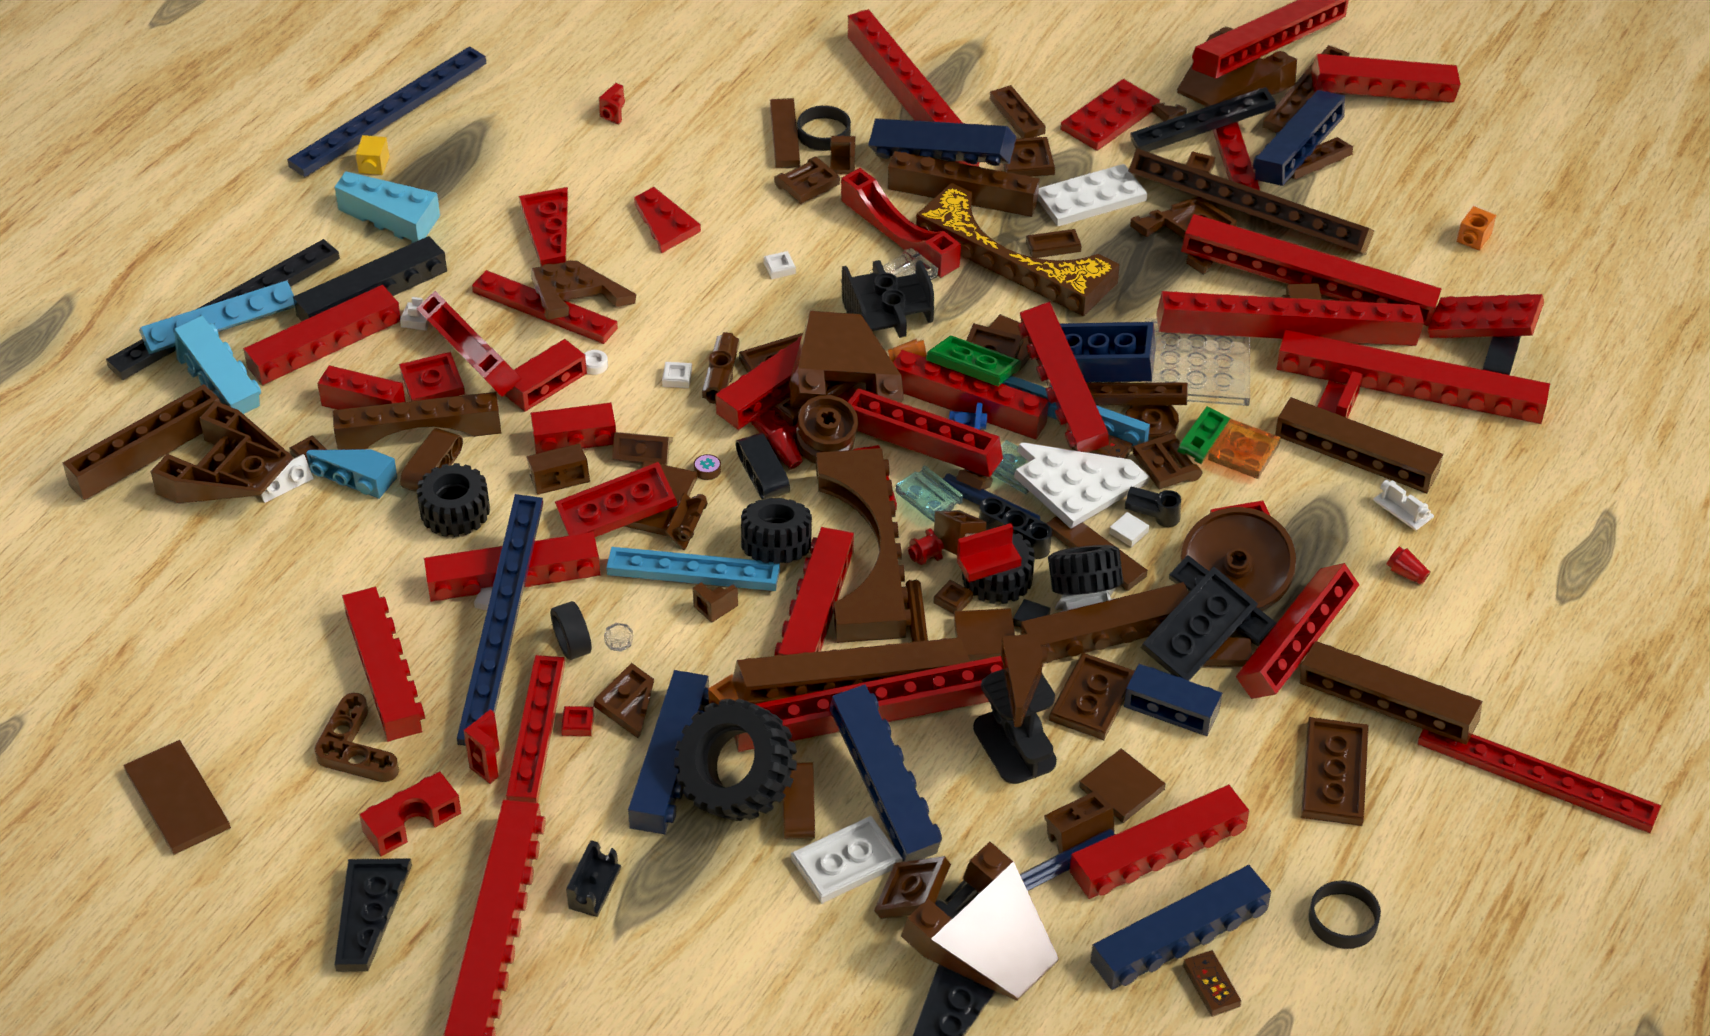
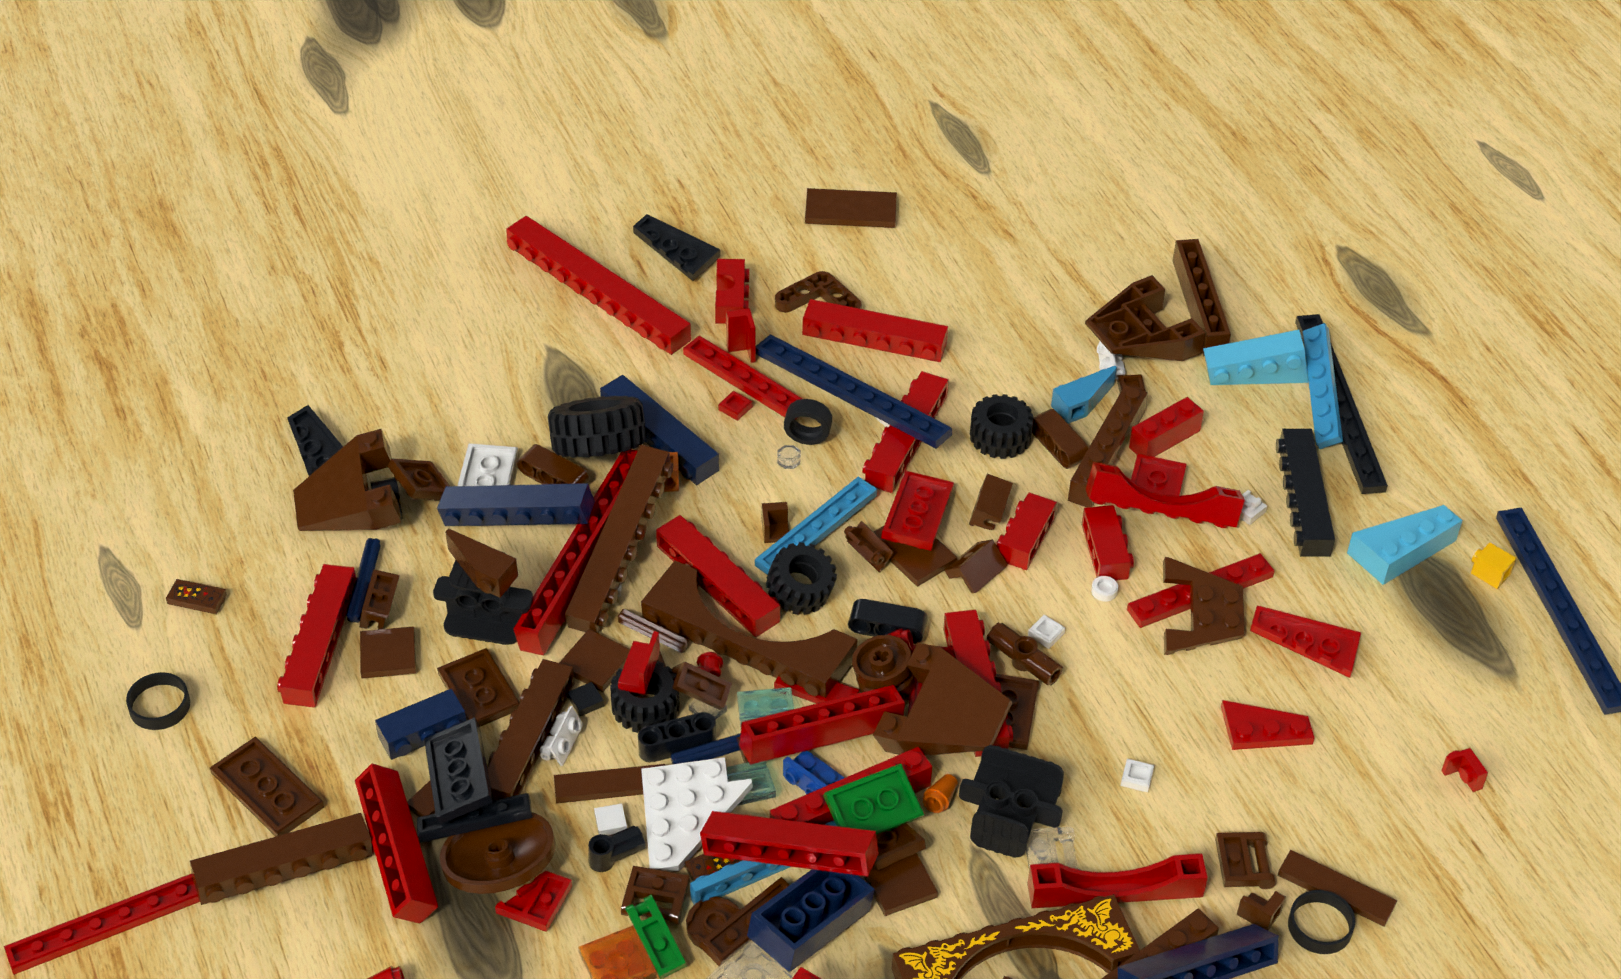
camera: 125 degrees right, 0 degrees up
(322, 334) = (1260, 439): red brick -> none
(592, 880) = (594, 346): black hinge -> none
(627, 699) = (725, 433): reddish brown wing -> none
(707, 467) = (922, 595): tile -> none
(1085, 569) = (561, 735): black tyre -> none
(1180, 927) = (245, 603): dark blue brick -> none

